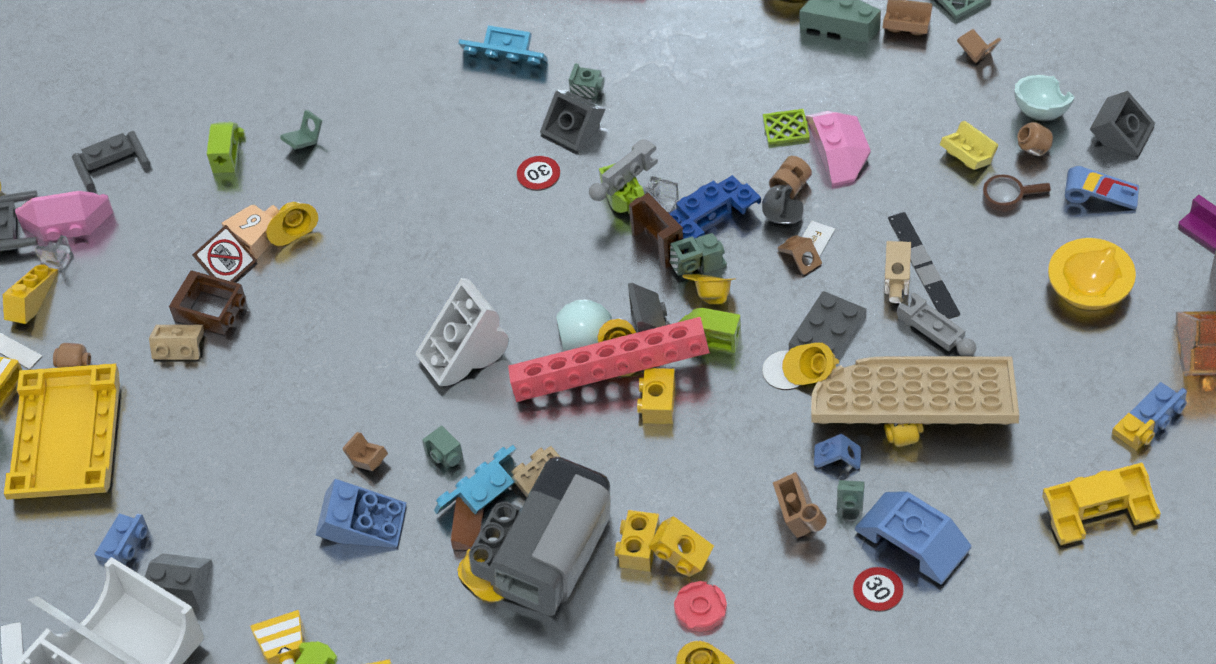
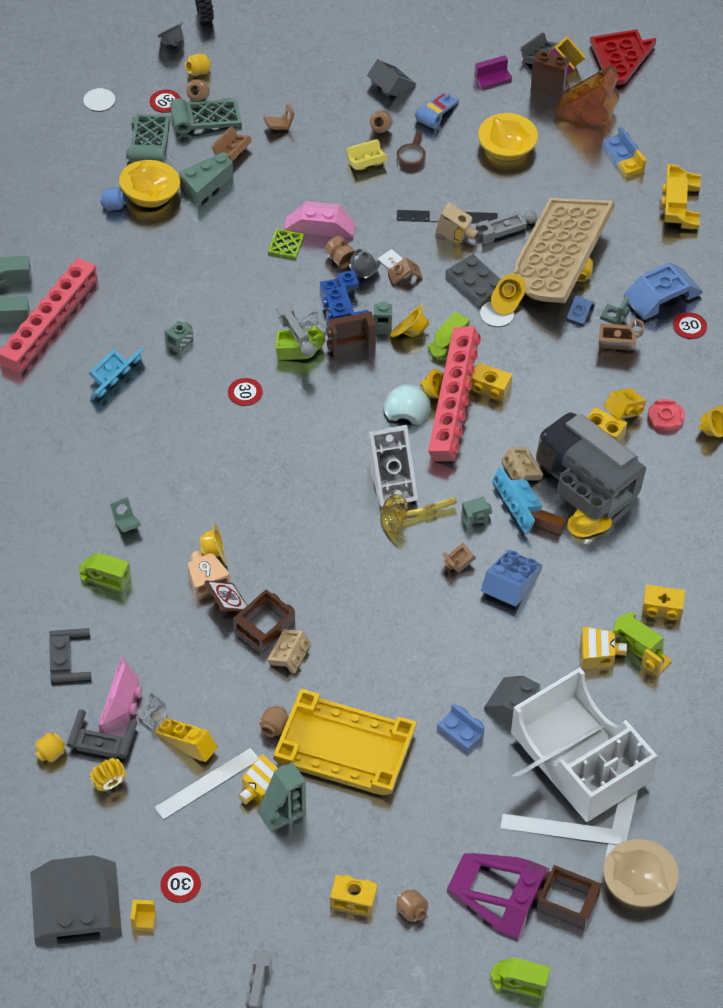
camera: 75 degrees left, 0 degrees up
(429, 400) = (399, 515): none -> clear yellow dish
(571, 119) = (212, 353): dark grey slope -> none
(646, 308) = (420, 364): dark grey slope -> none
(687, 262) = (383, 326): sand green brick -> none
(1041, 97) = (350, 106): light aqua cylinder -> none

